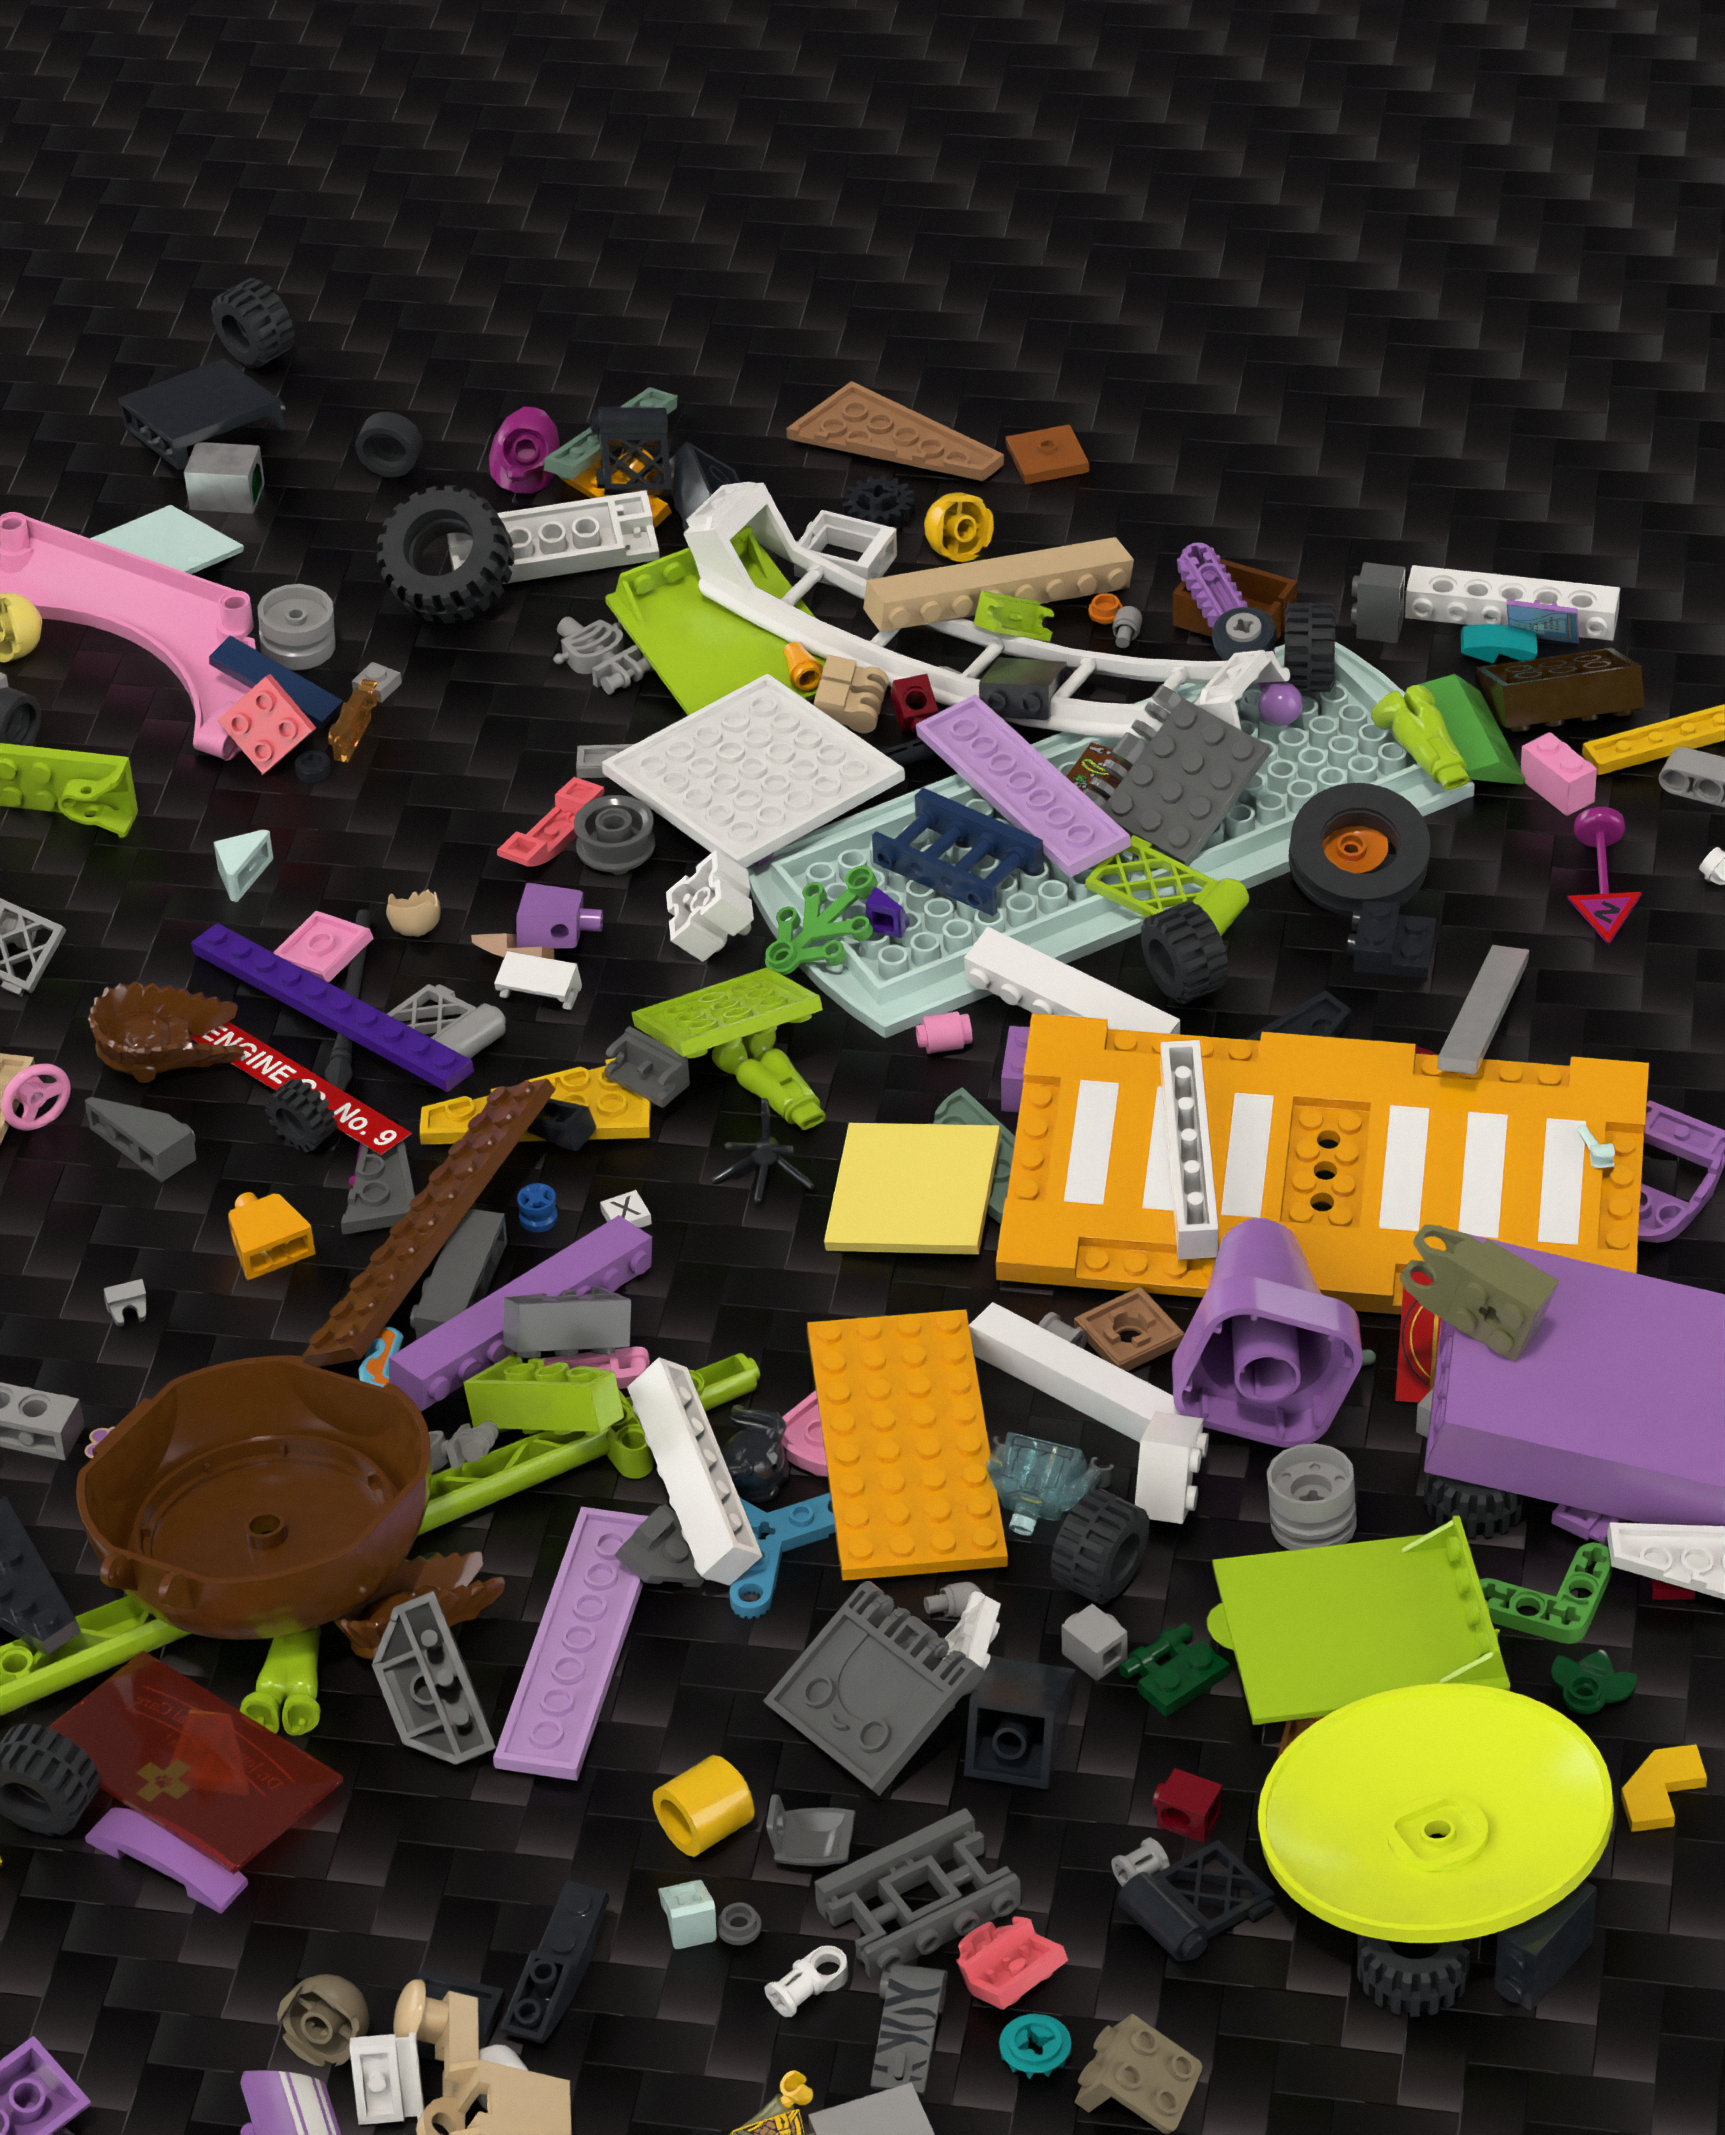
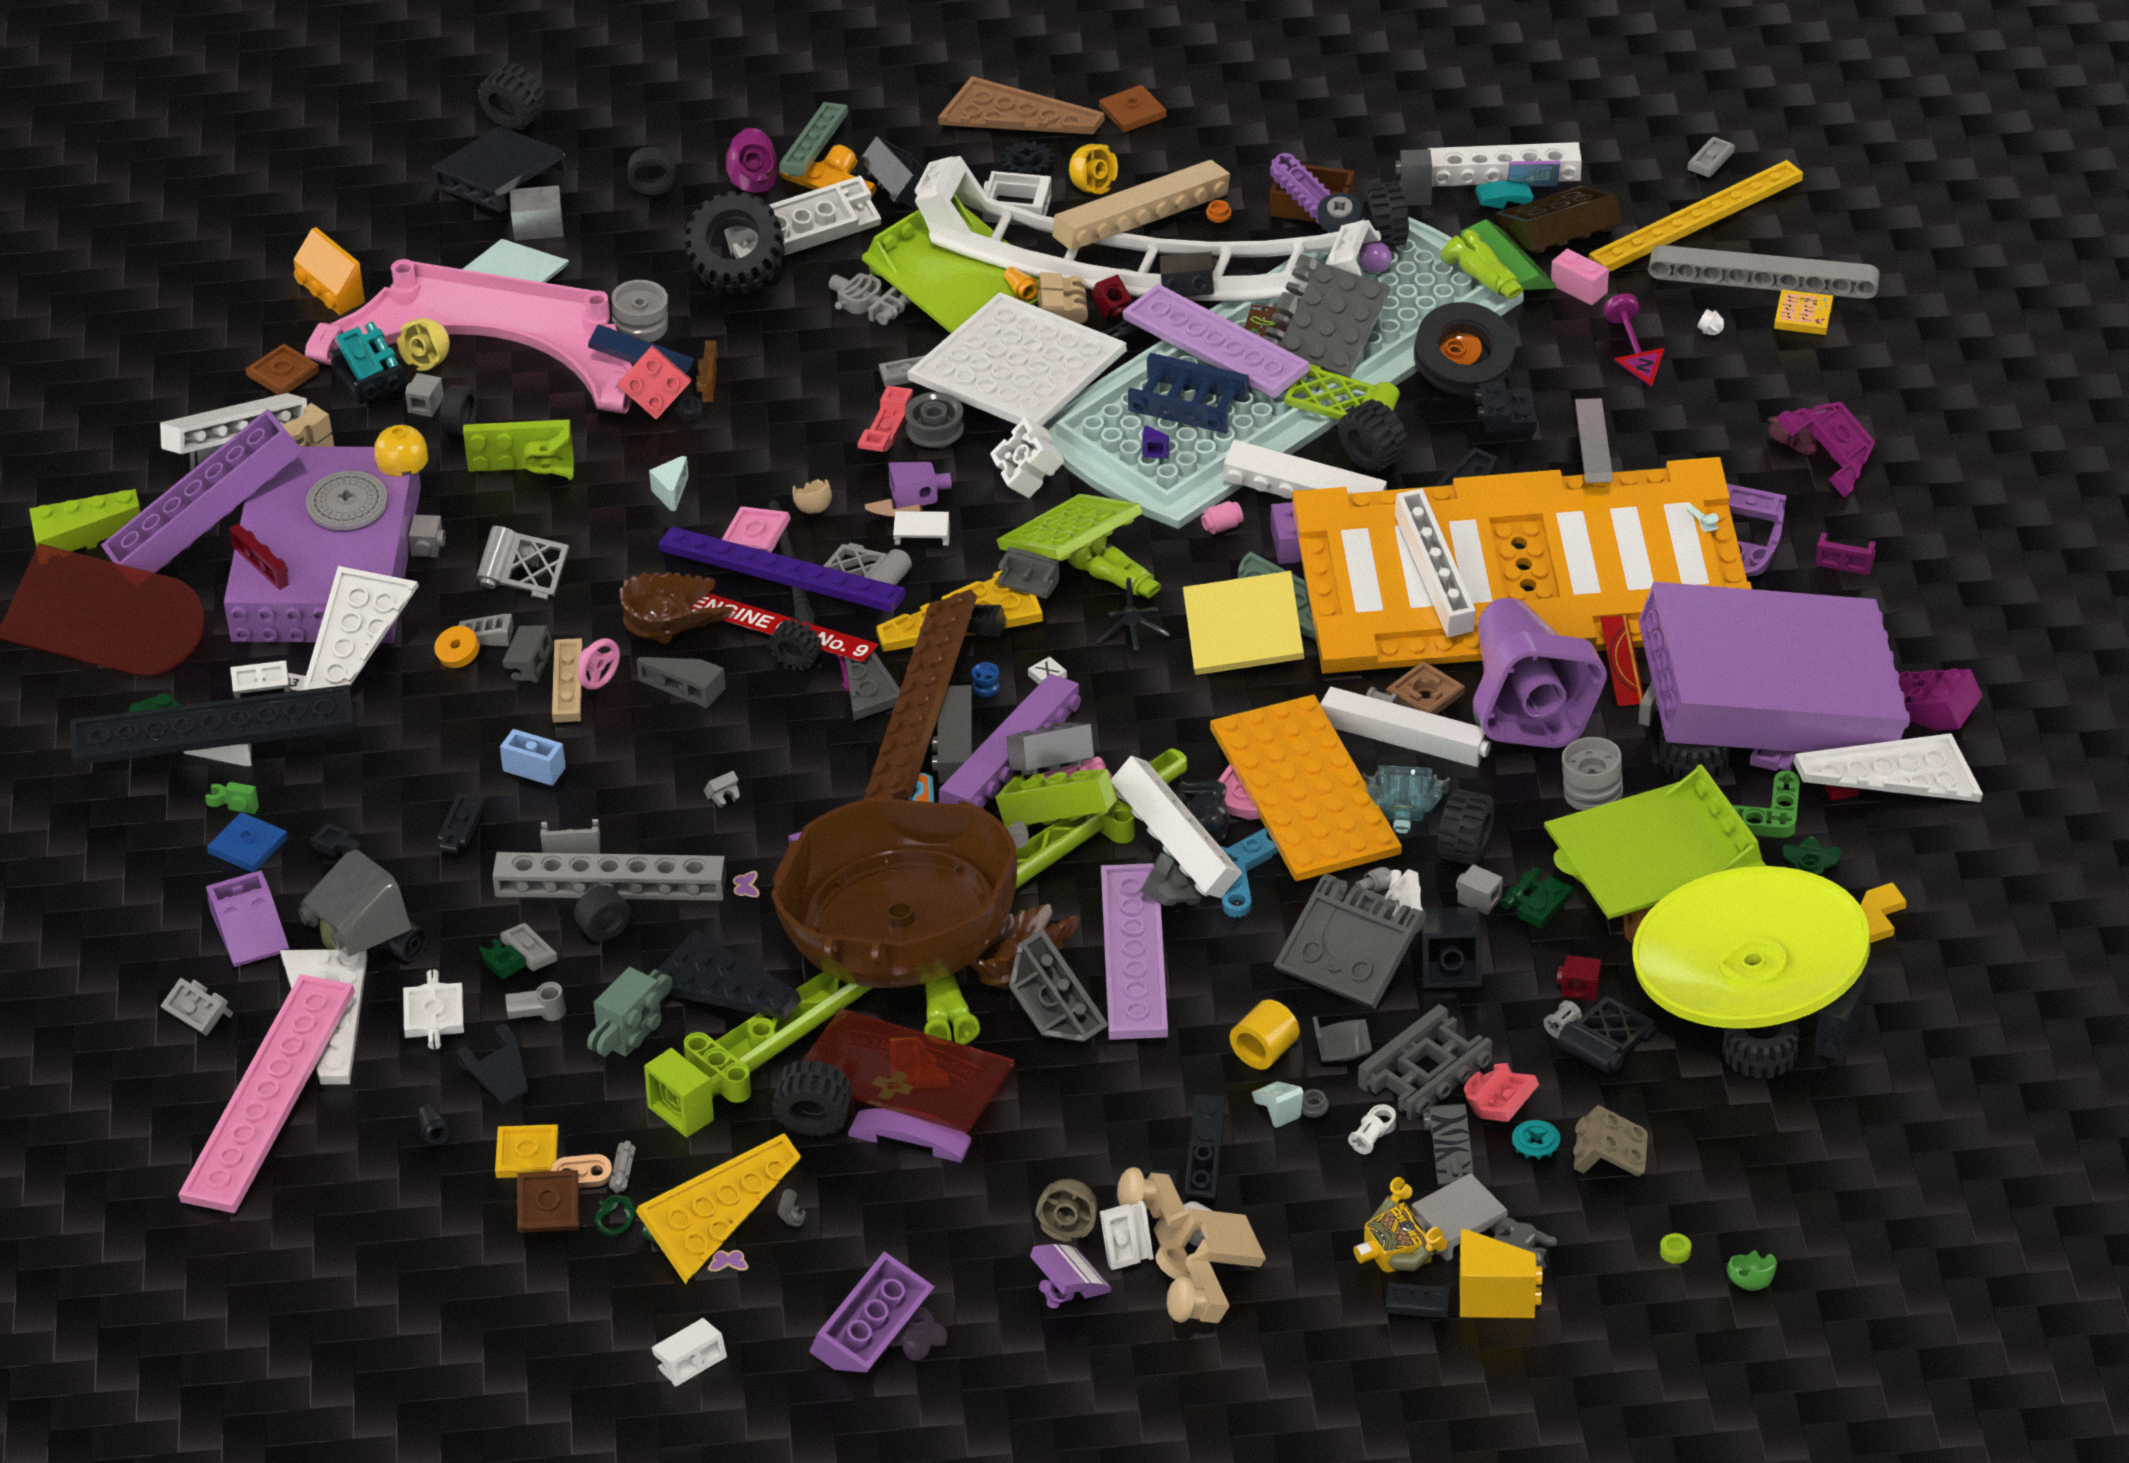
camera: 15 degrees left, 0 degrees up
(268, 1234) = (803, 728): light orange torso -> none
(386, 679) = (711, 335): light grey plate -> none
(632, 430) = (836, 133): black piece -> none
(788, 953) = (1111, 459): bright green plant -> none
(1012, 616) = (1159, 225): lime hinge -> none
(1126, 625) = (1238, 220): light grey cylinder -> none
(1166, 1465) = (1490, 766): white brick -> none
(1481, 1289) = (1681, 613): olive brick -> none

